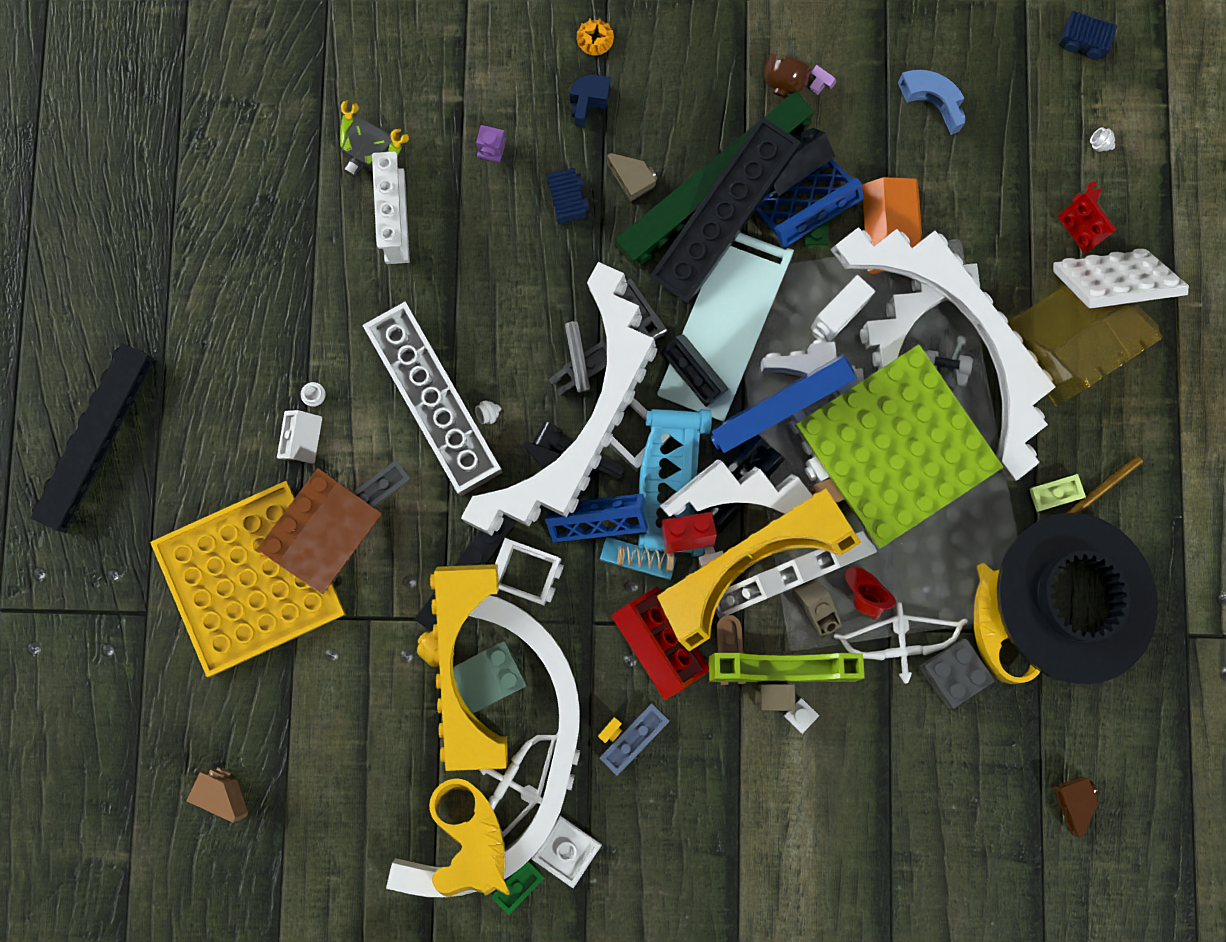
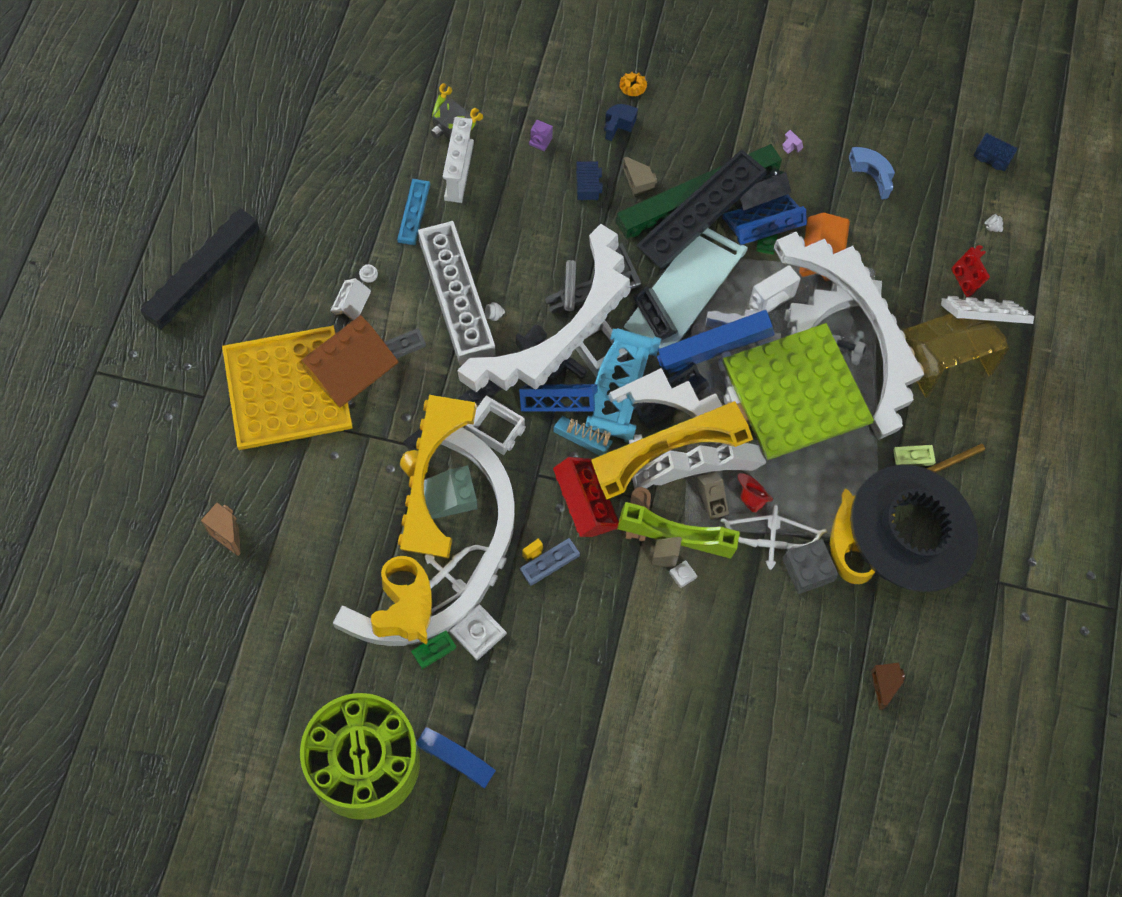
camera: 10 degrees right, 15 degrees down
(350, 291) = (413, 212): none -> dark azure tile
(688, 532) = (625, 417): red brick -> none
(785, 75) = (766, 131): reddish brown cylinder -> none

